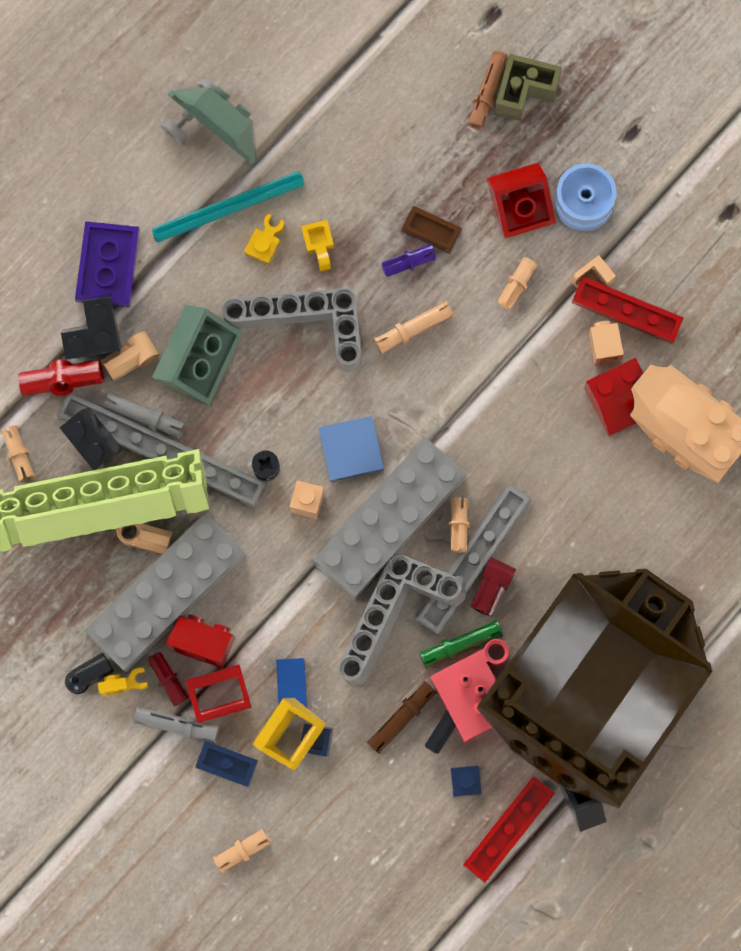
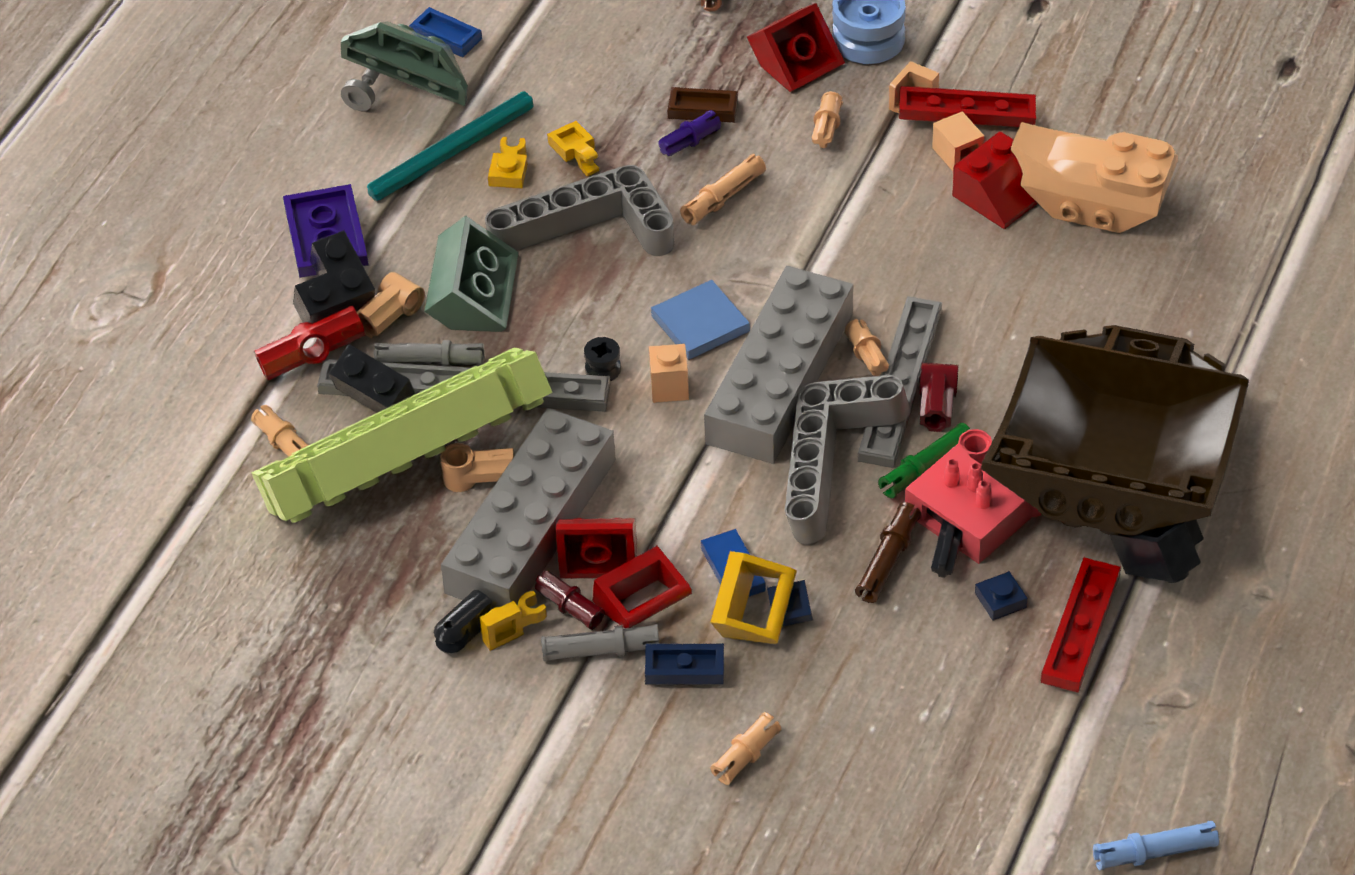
camera: 20 degrees left, 30 degrees down
(263, 80) = (453, 32): none -> blue tile

